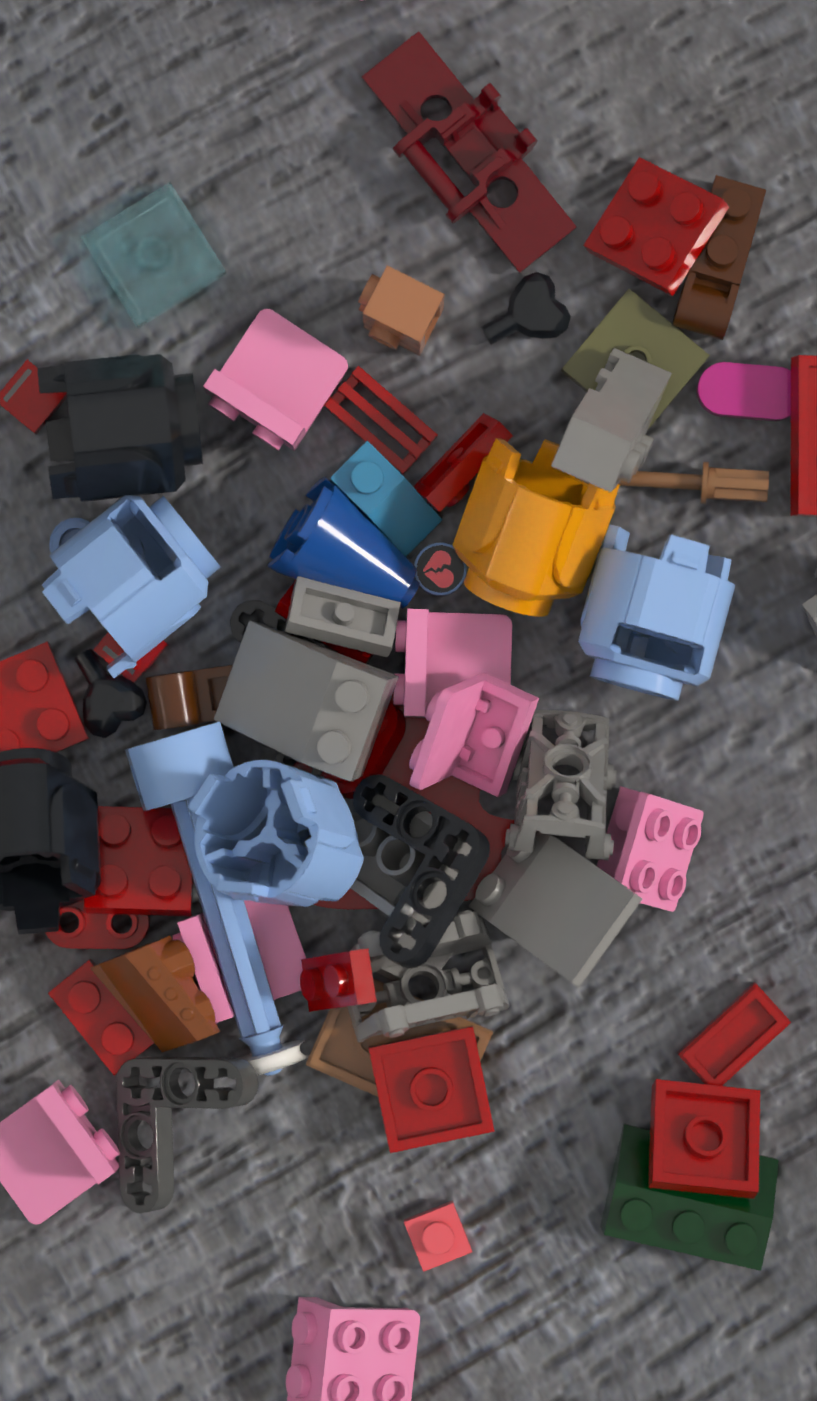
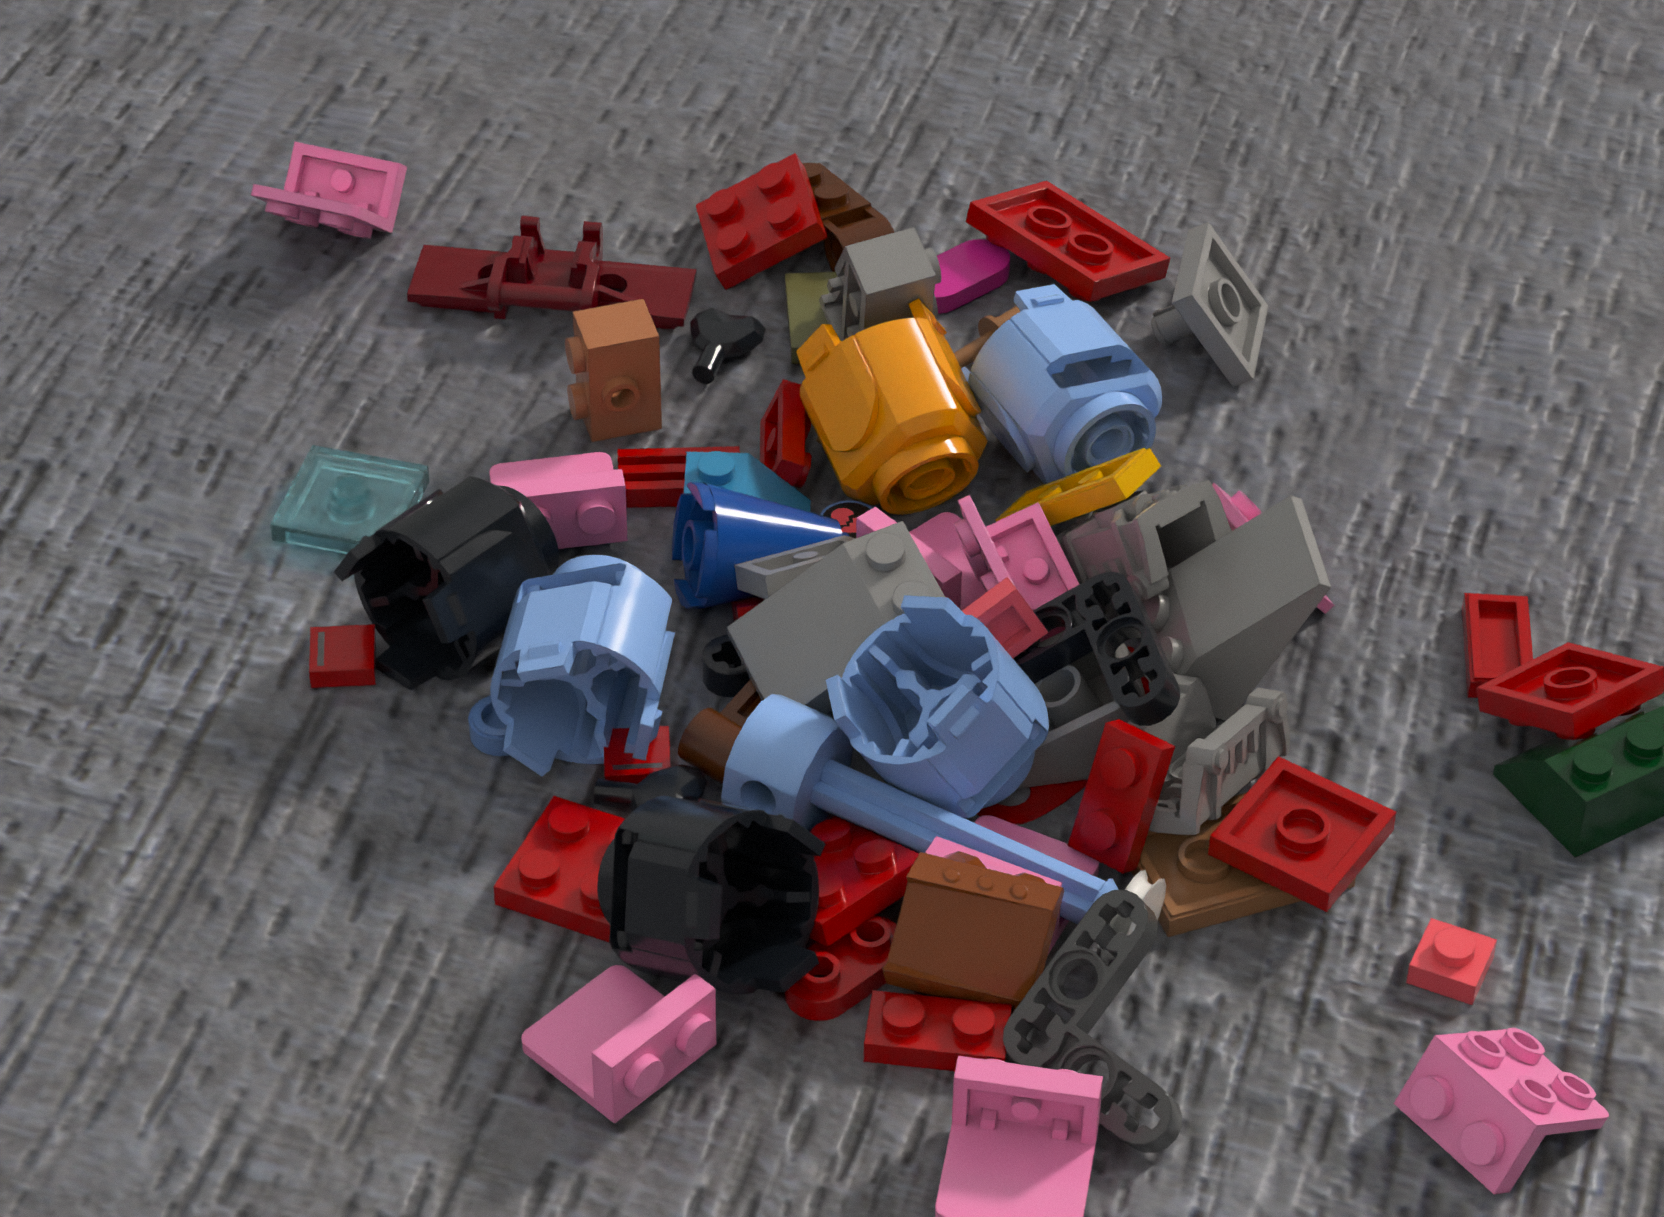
camera: 40 degrees left, 45 degrees down
(383, 800) = (1008, 617): none -> coral plate
(572, 709) = (1089, 488): none -> yellow tile

